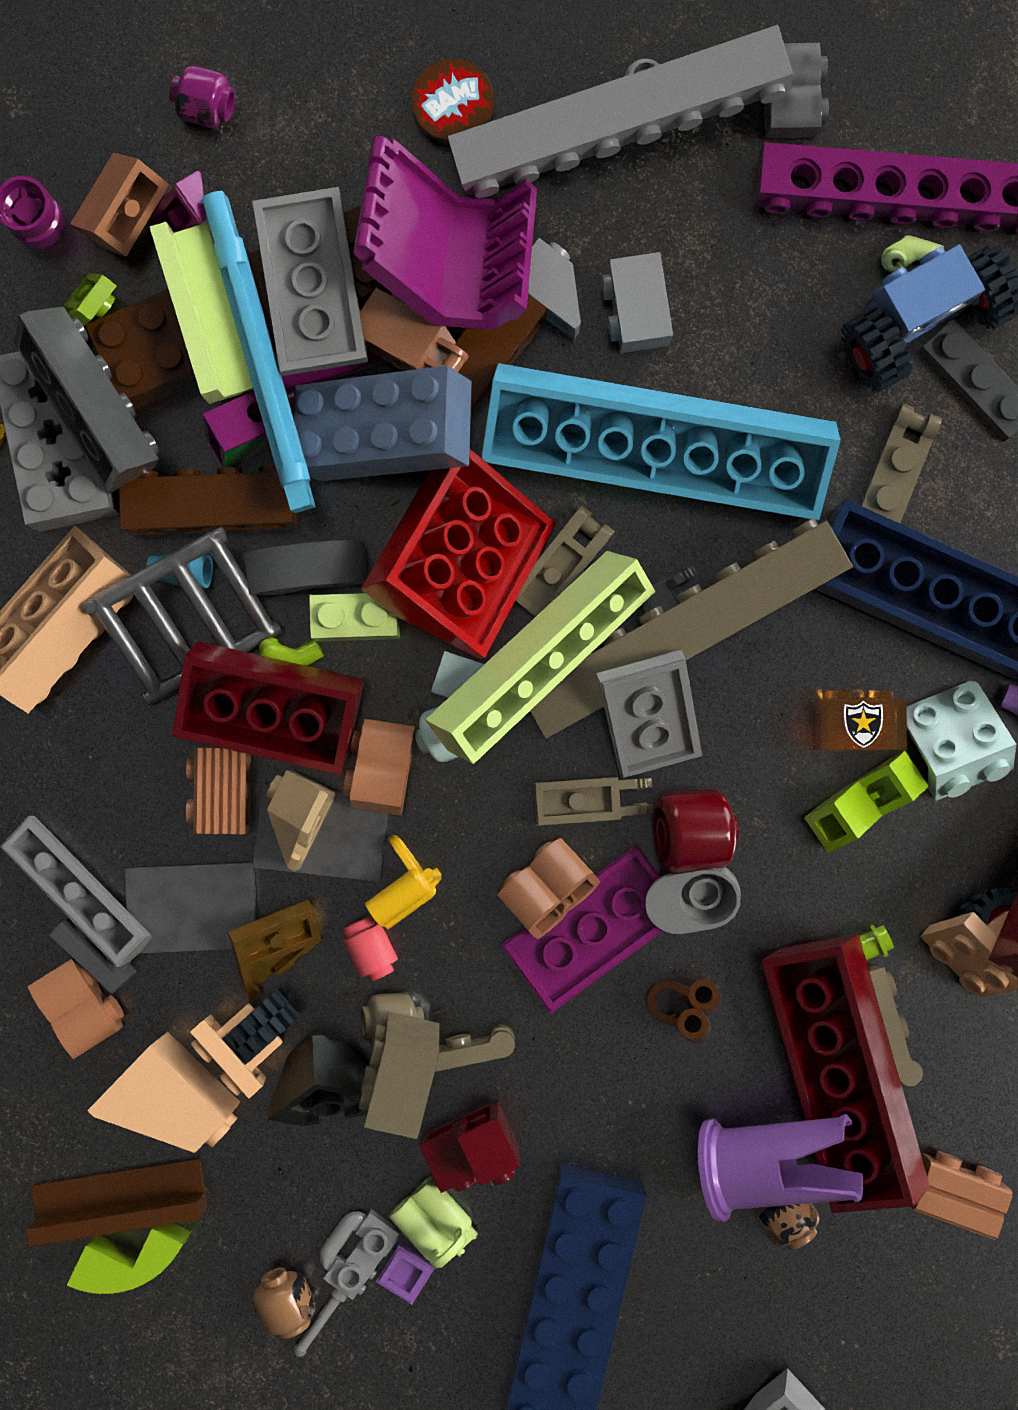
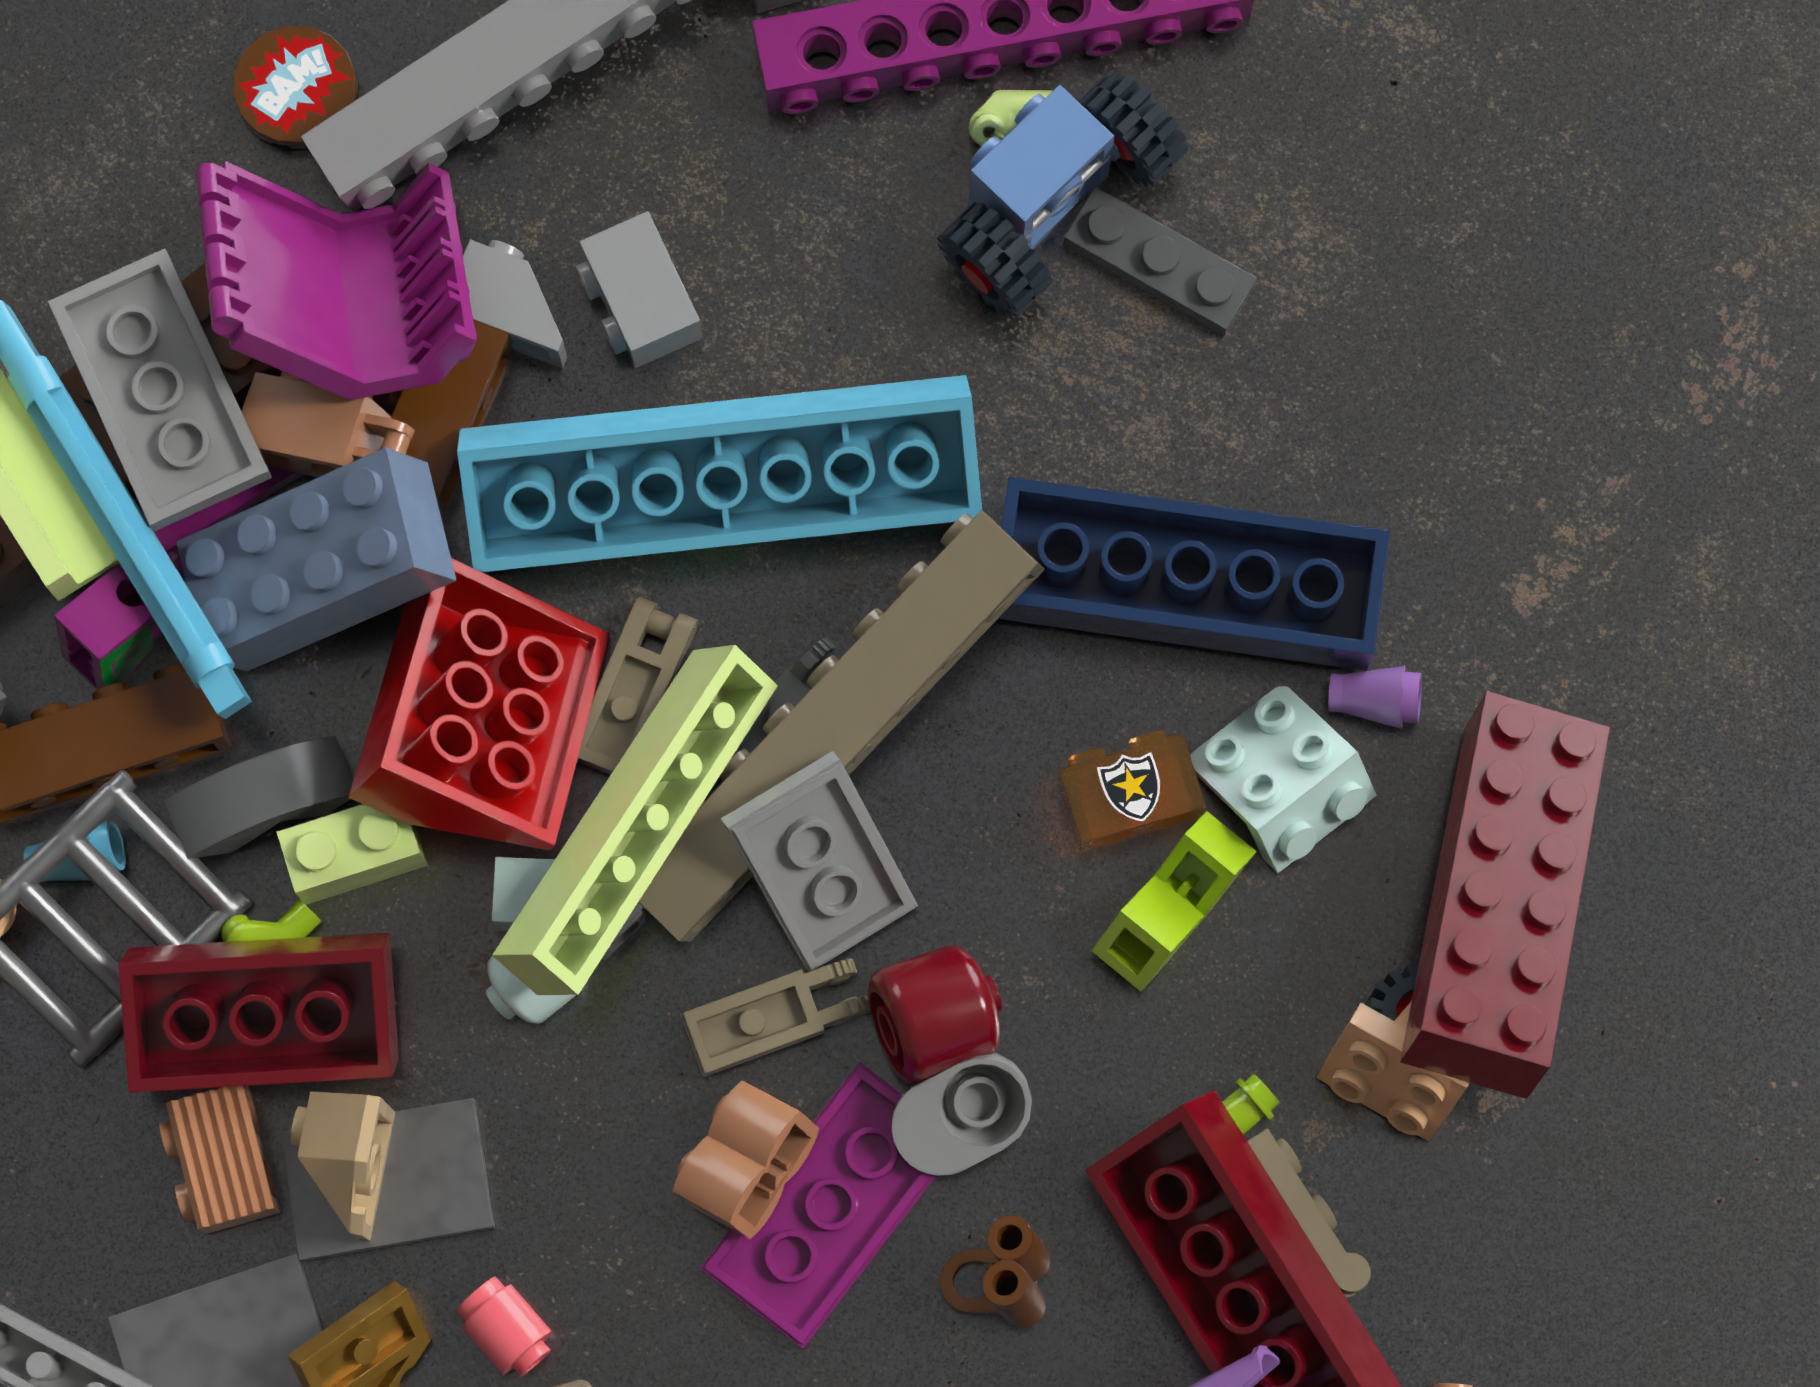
camera: 15 degrees left, 10 degrees down
(381, 766) = (449, 1054): nougat brick -> none
(405, 893) = (536, 1227): yellow piece -> none
(900, 463) = (1082, 408): dark tan plate -> none

